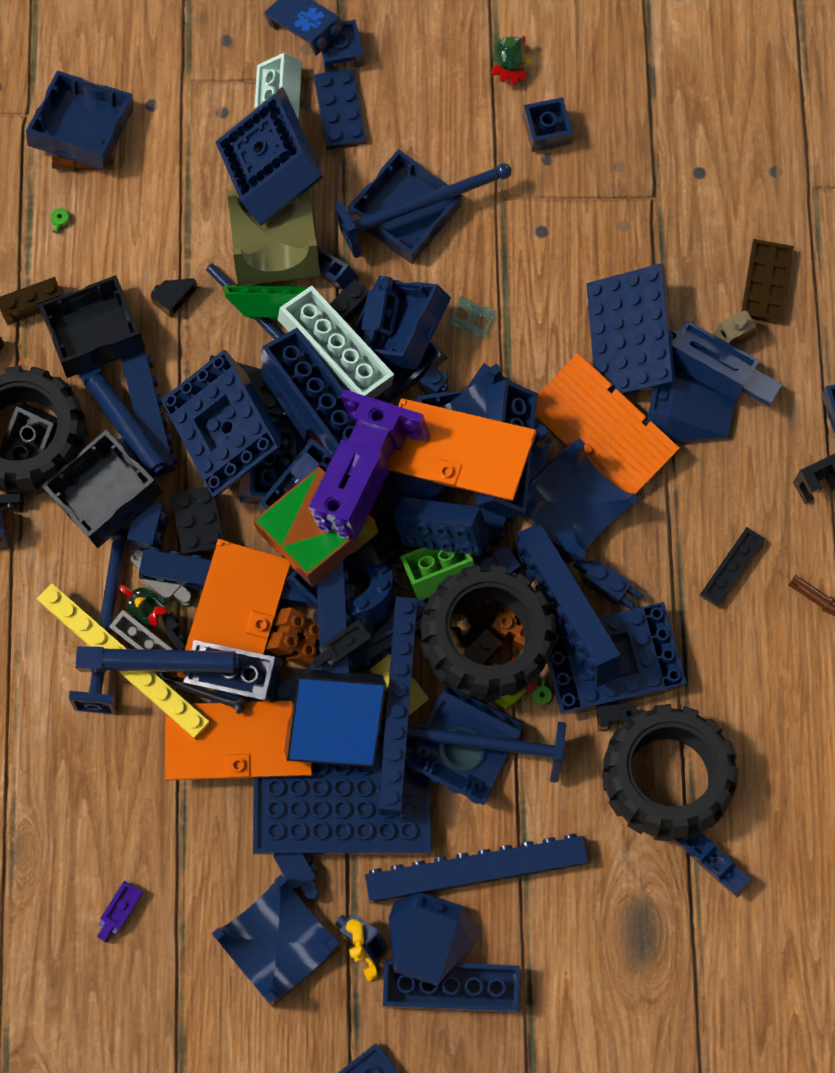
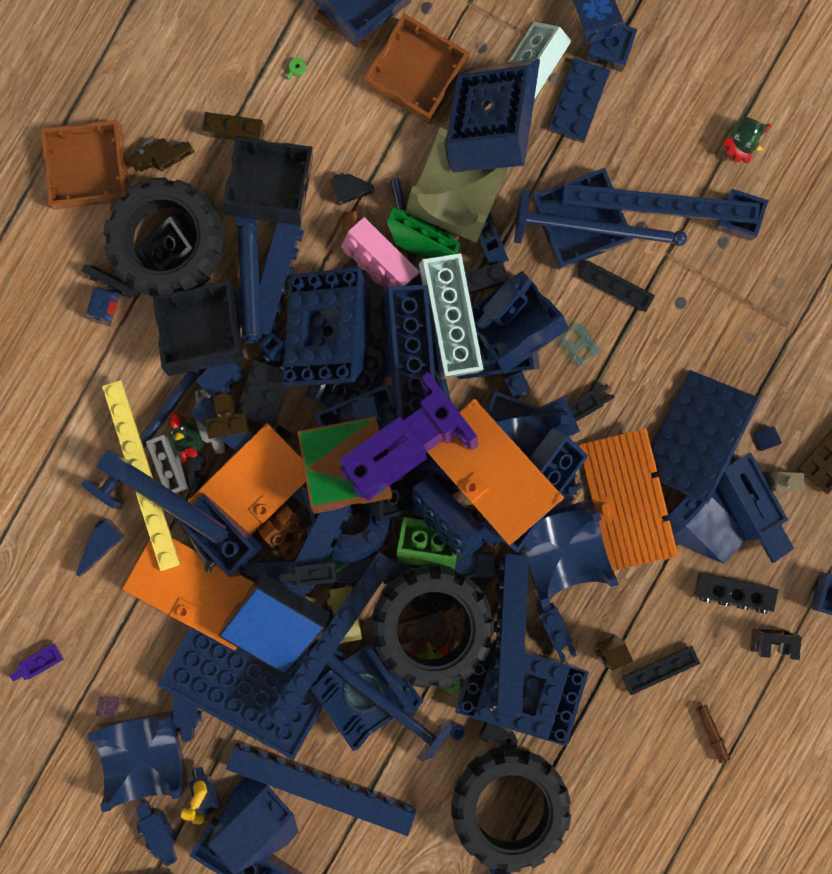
camera: 30 degrees right, 15 degrees up
(117, 752) = (100, 543): none -> dark blue slope
(173, 159) = (416, 68): none -> dark orange tile
(178, 556) = (226, 420): none -> dark brown brick
(184, 475) = (273, 349): none -> dark blue brick
(190, 325) = (349, 221): none -> dark orange slope
(214, 912) = (107, 707): none -> plate
(235, 334) = (378, 256): none -> bright pink brick
(337, 1009) = (157, 832): none -> dark blue hinge
(467, 151) = (661, 204): none -> dark blue plate
(472, 247) = (616, 285): none -> black tile
(513, 361) = (589, 403): none -> black hinge
(578, 738) = (459, 733): none -> clear blue hinge
(675, 568) = (613, 653): none -> dark brown brick
(696, 304) = (767, 438): none -> dark blue slope
(783, 440) = (766, 595): none -> black brick

